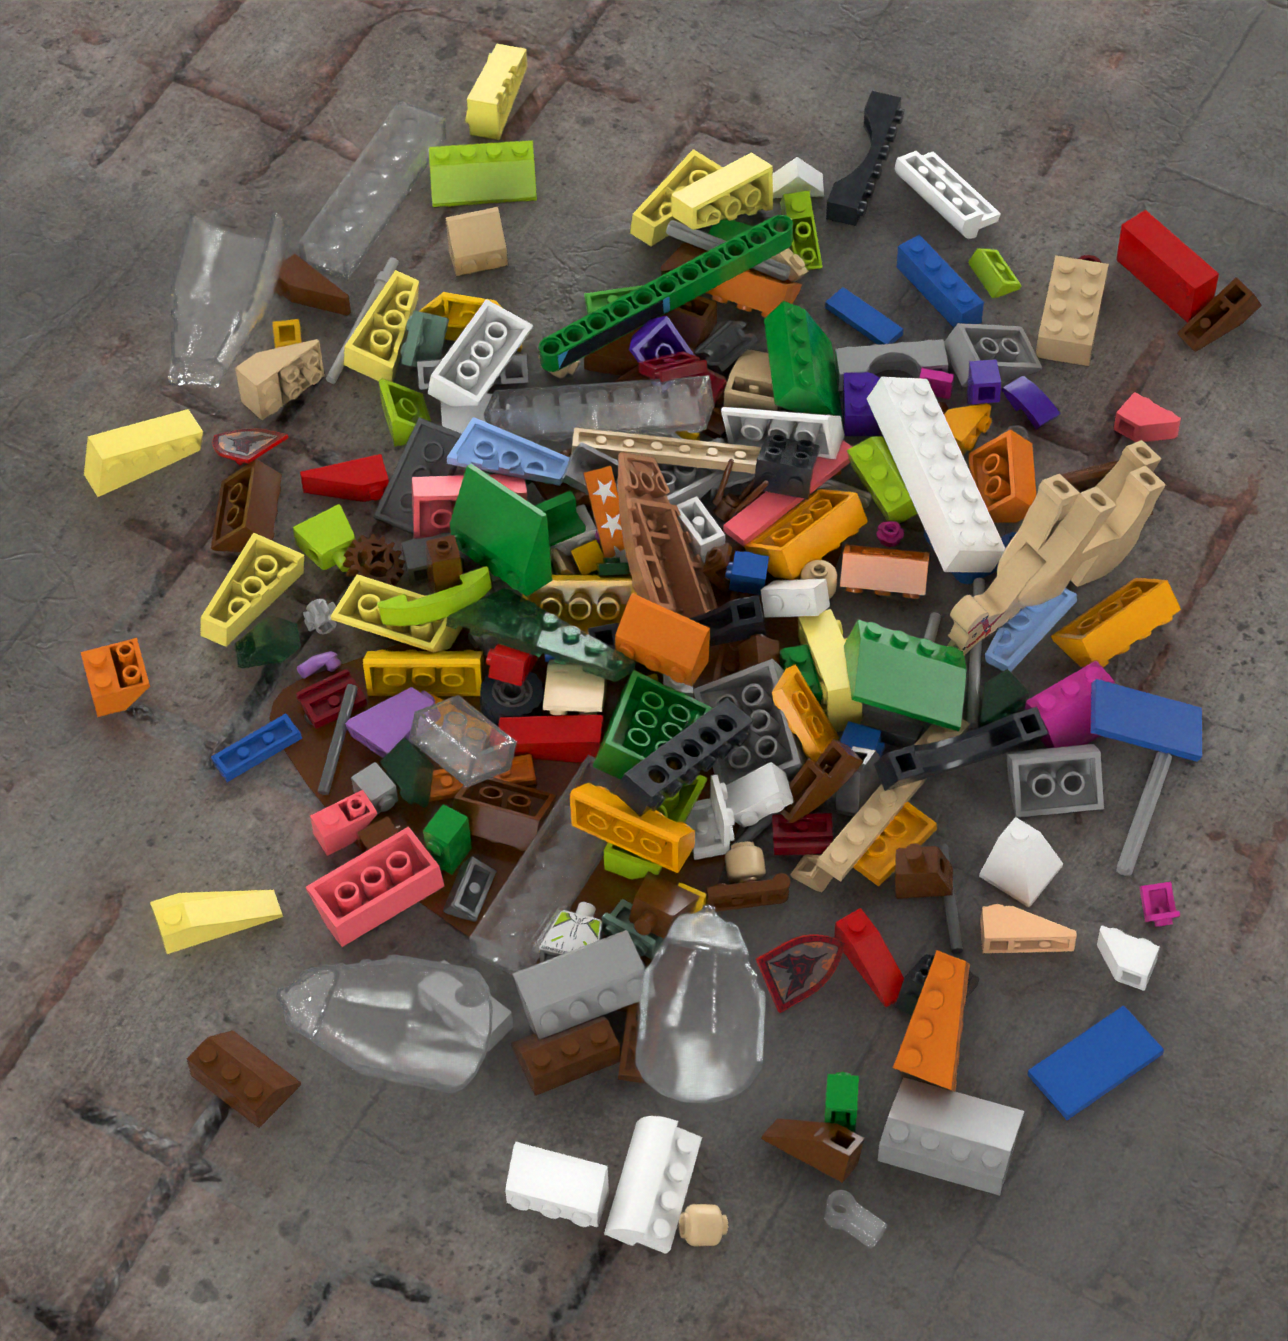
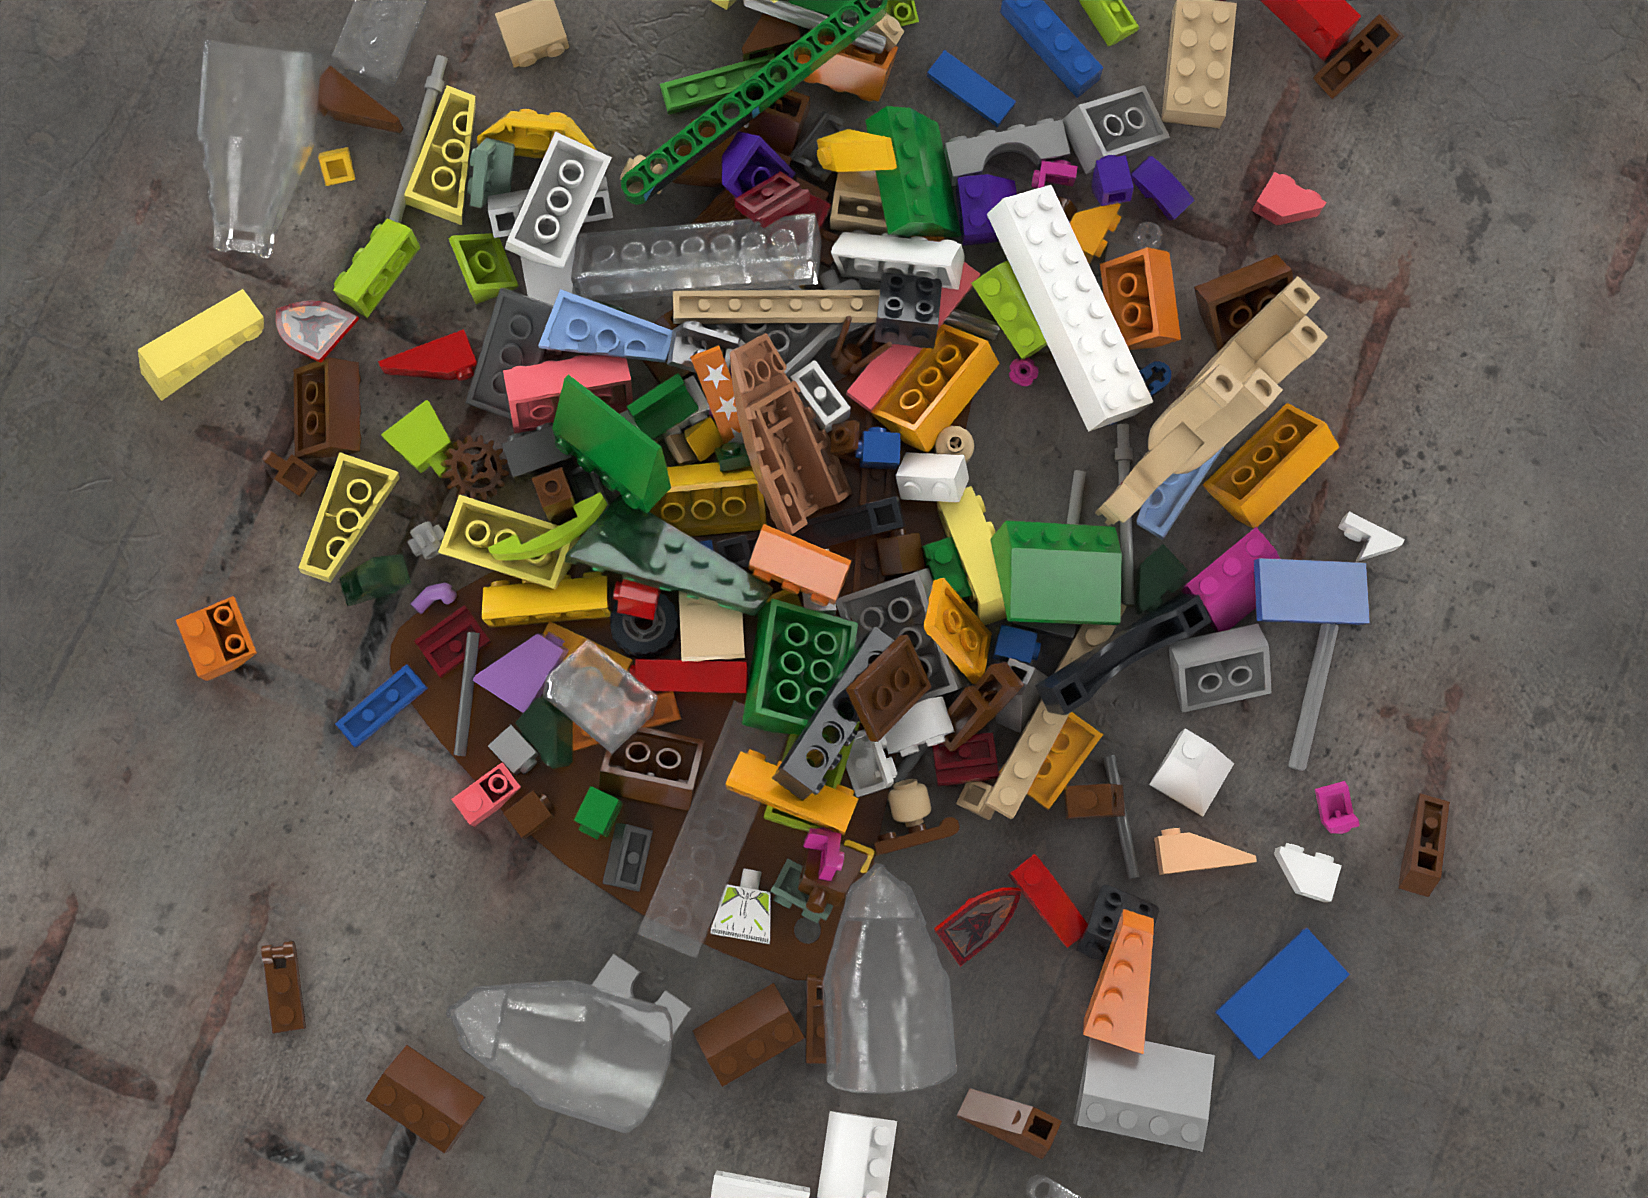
camera: 10 degrees left, 25 degrees up
(123, 971) = (283, 988): none -> reddish brown plate
(204, 916) = (356, 913): light yellow wedge -> none
(205, 557) = (292, 473): none -> reddish brown plate
(278, 376) = (333, 237): tan slope -> none
(312, 405) = (376, 266): none -> lime slope
(375, 886) = (530, 872): coral slope -> none
(581, 984) = (759, 972): light grey slope -> none
(658, 871) = (831, 856): none -> dark pink bracket
(733, 742) = (888, 688): none -> reddish brown tile
(752, 338) = (855, 152): none -> yellow slope
(842, 1100) = (1034, 1080): green brick -> none
(884, 570) = (1023, 421): orange slope -> none
(1211, 687) = (1376, 539): none -> white slope
(1243, 946) = (1425, 846): none -> reddish brown slope

